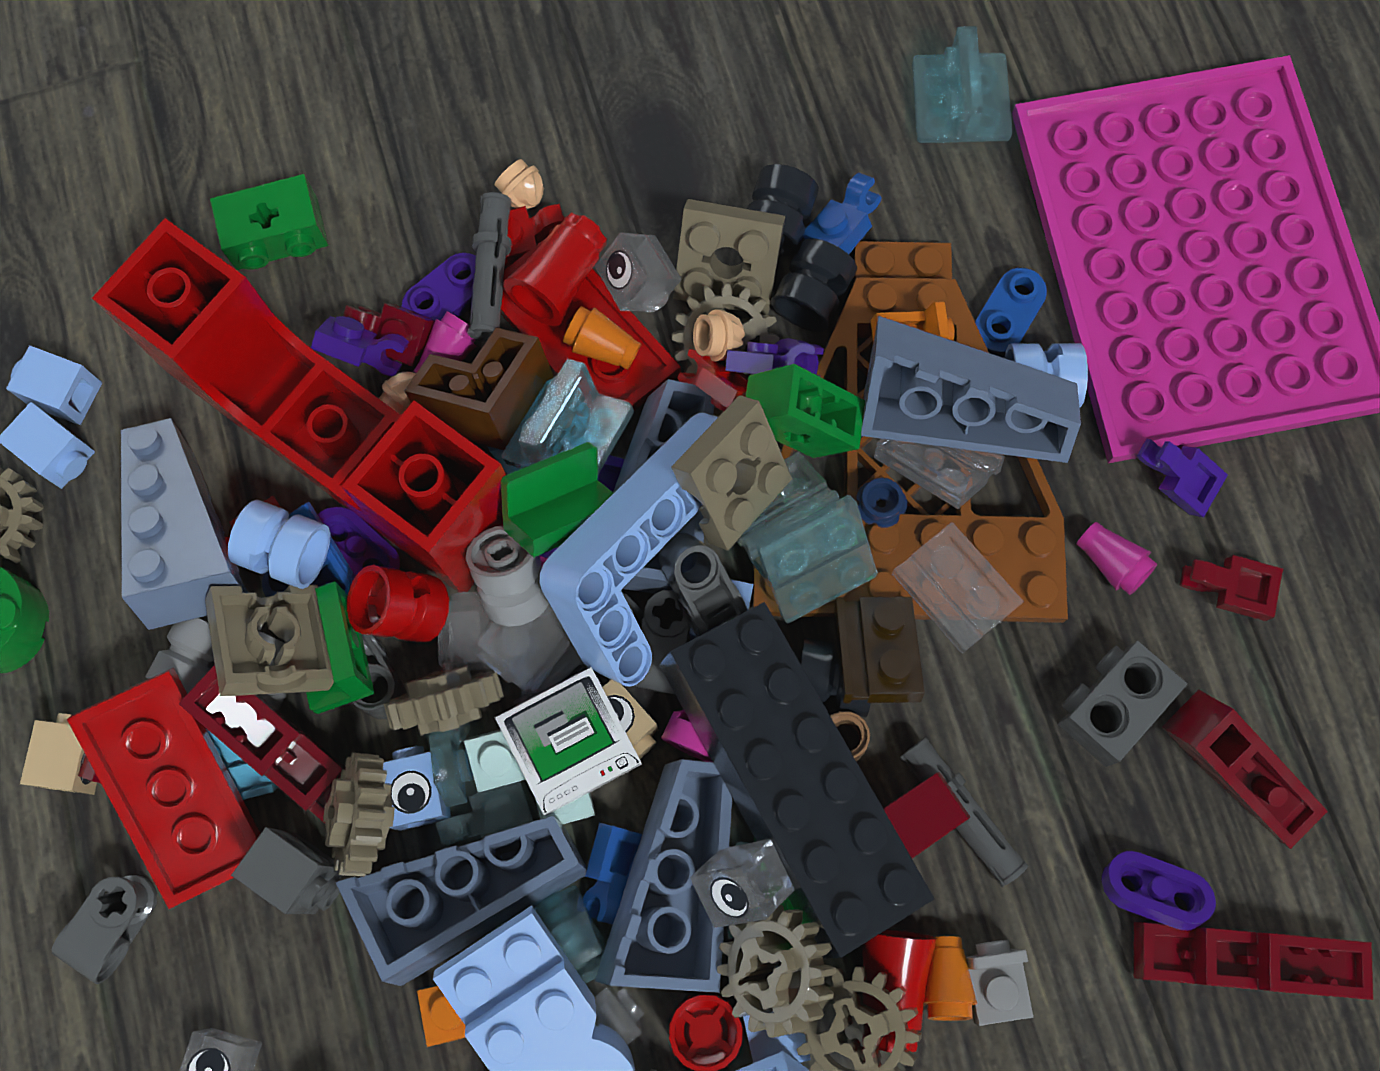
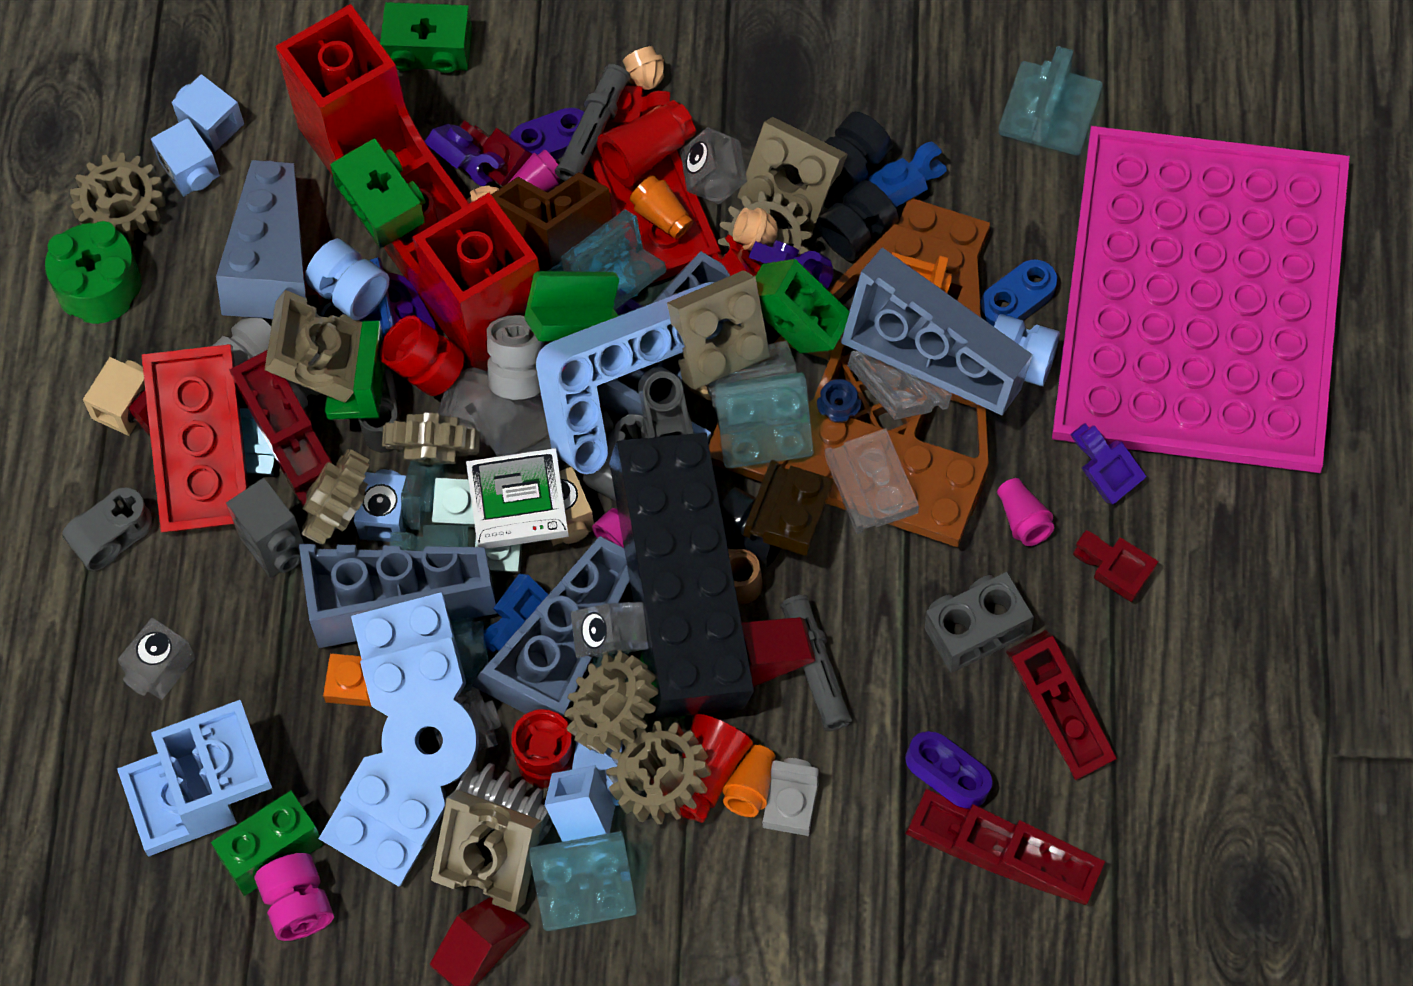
camera: 20 degrees right, 10 degrees down
(252, 417) = (385, 213): none -> green brick

